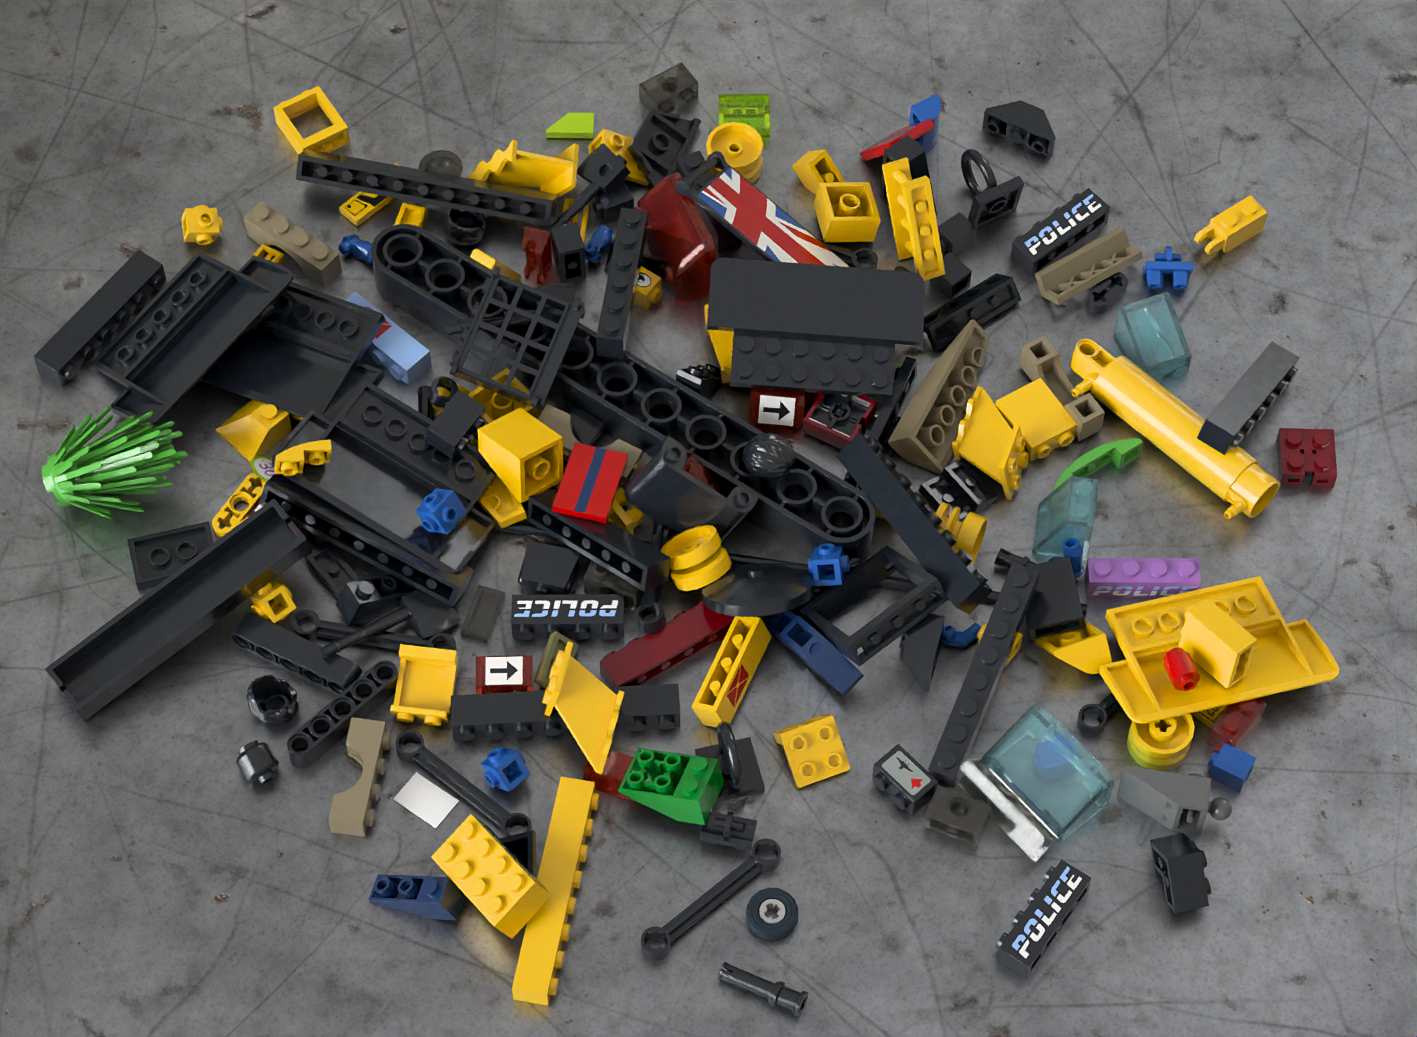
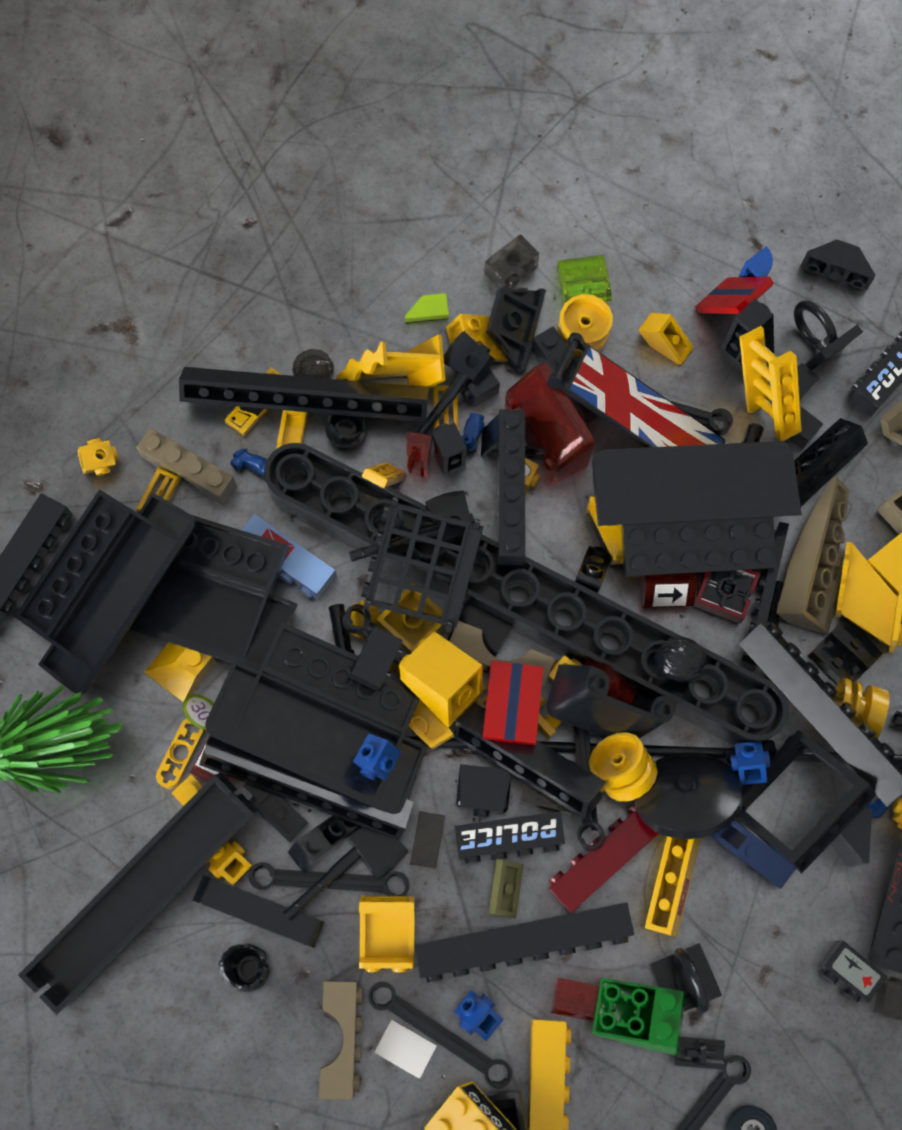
camera: 10 degrees left, 15 degrees up
(164, 552) = (124, 814): black tile -> none
(257, 762) = (239, 1037): black head -> none
(293, 459) = (228, 728): yellow slope -> none
(331, 137) = (199, 352): yellow window -> none
(338, 725) = (301, 978): black beam -> none
(504, 674) = (460, 911): brick -> none
(584, 705) = (547, 949): yellow piece -> none
(813, 749) = (759, 946): yellow bracket -> none
(846, 212) = (698, 374): yellow brick -> none

